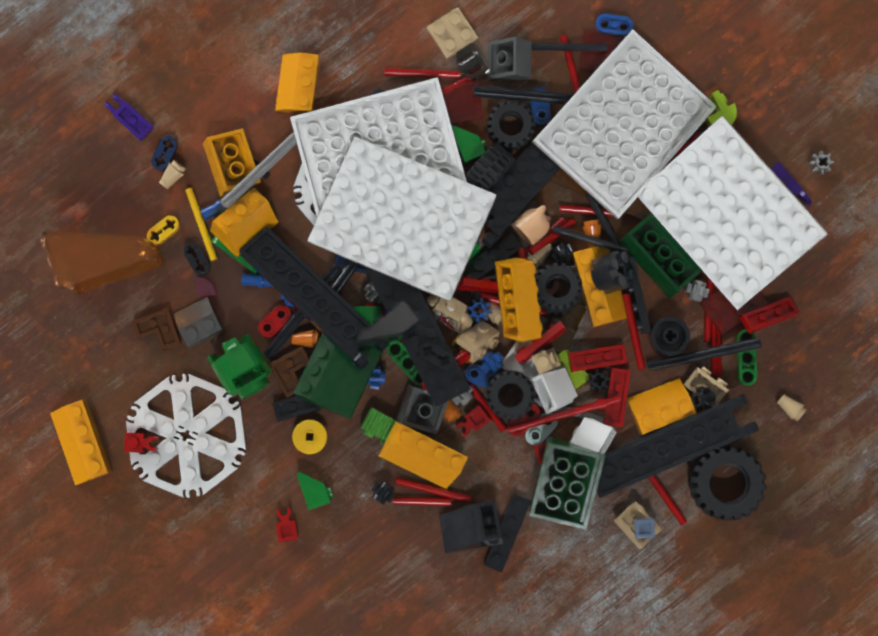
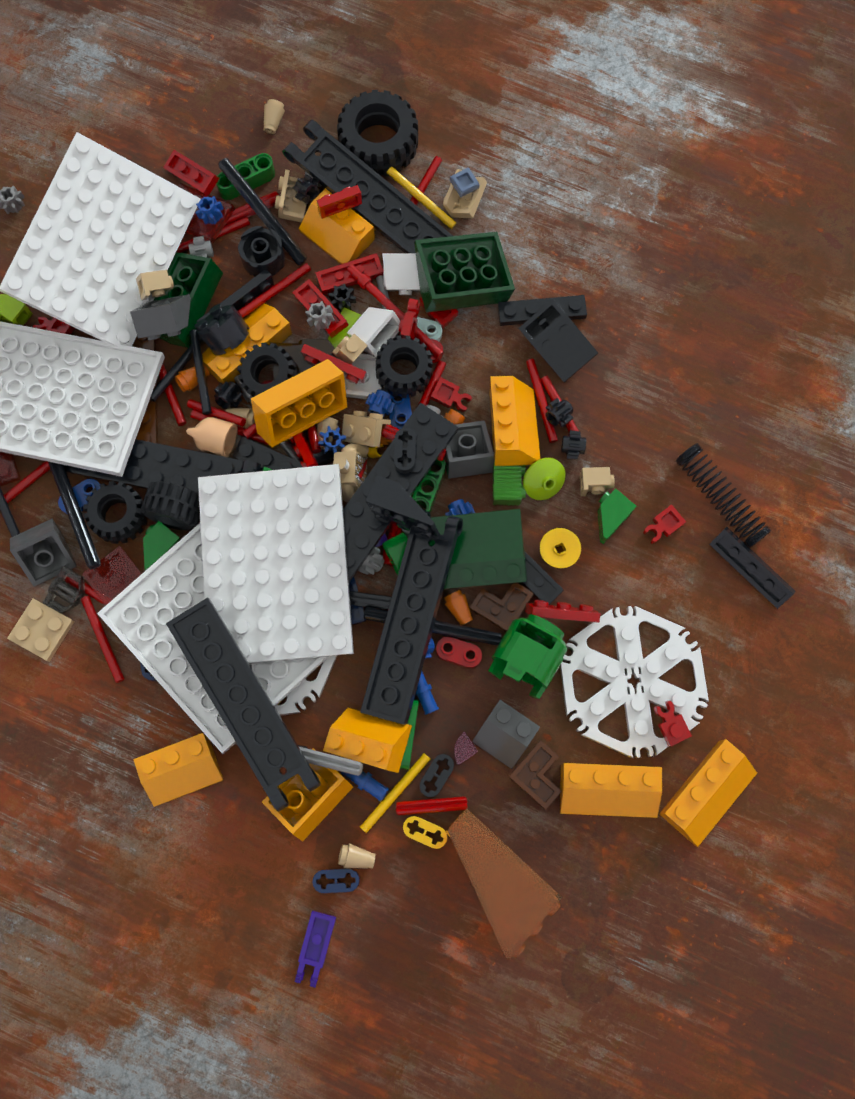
camera: 120 degrees left, 10 degrees down
(121, 374) = (610, 790): none -> light orange slope
(178, 244) = (431, 805): none -> red axle
(218, 571) = (752, 567): none -> black plate
(239, 594) = (685, 458): none -> black piece
(260, 410) = (563, 611): none -> red plate
(316, 146) = (241, 700): none -> black hinge
(346, 493) = (596, 480): none -> tan brick
(367, 454) = (537, 476): none -> lime dish
(412, 494) = (559, 412): none -> black gear
(542, 417) = (409, 323): none -> red plate
(588, 348) = (319, 316): none -> light grey gear
(645, 230) = (161, 317): none -> dark grey slope
(652, 489) = (424, 200): none -> yellow bar
(673, 423) = (340, 201): none -> red plate
(676, 237) = (154, 283): none -> tan brick
(725, 307) = (209, 210): none -> blue gear

